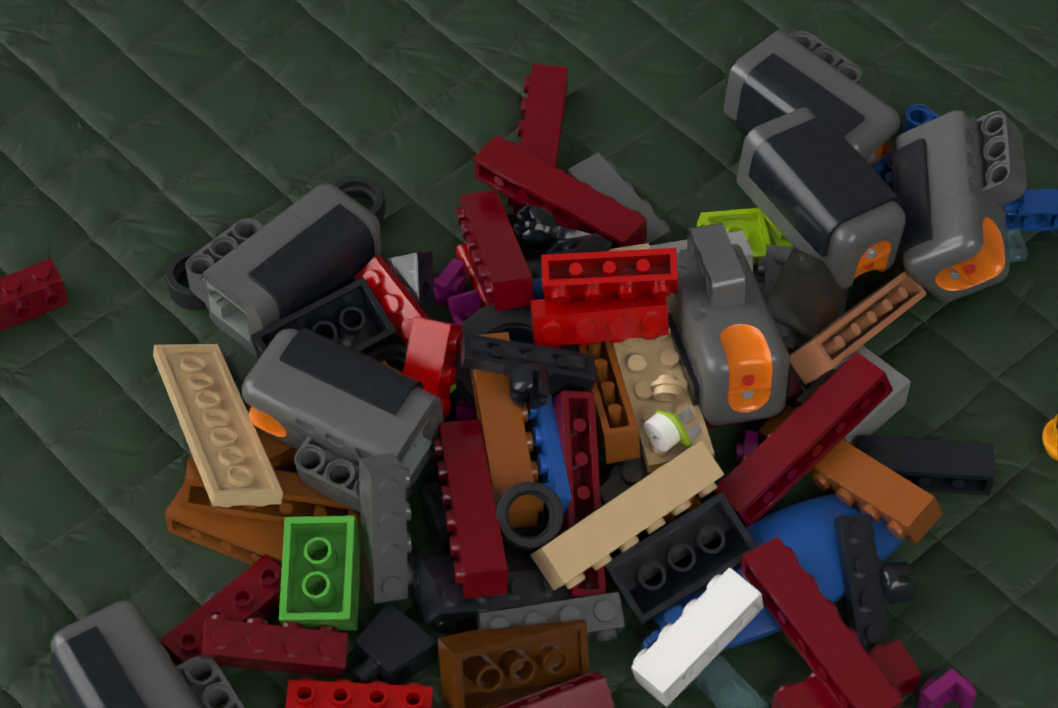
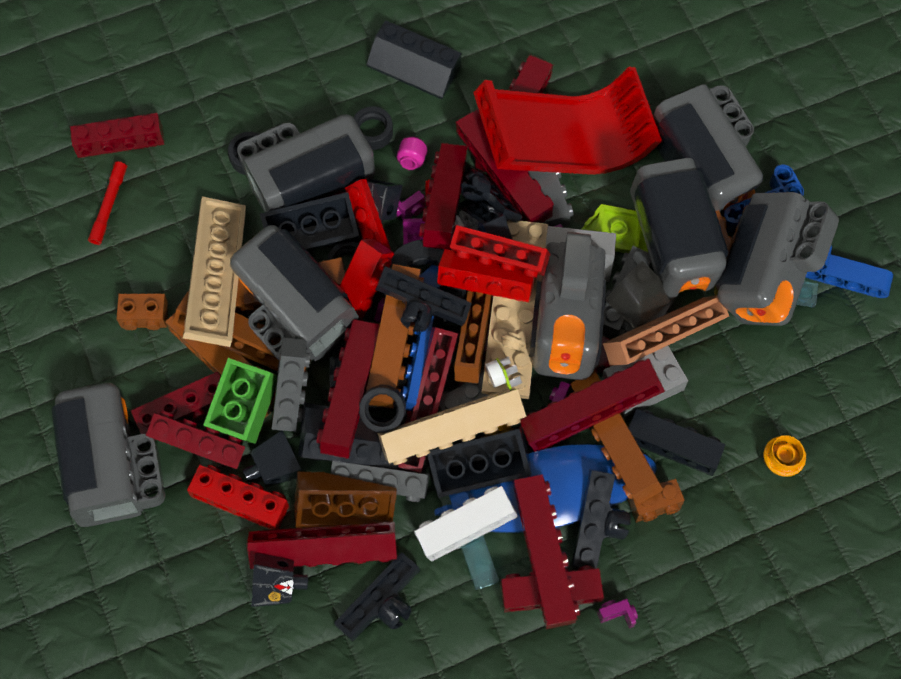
camera: 20 degrees right, 15 degrees up
(16, 426) = (100, 225): none -> red piece
(123, 513) = (142, 311): none -> dark orange brick
(378, 110) = (414, 59): none -> black slope
(422, 220) = (411, 153): none -> dark pink head
(648, 137) = (569, 132): none -> red panel
(942, 541) = (667, 501): none -> dark orange brick

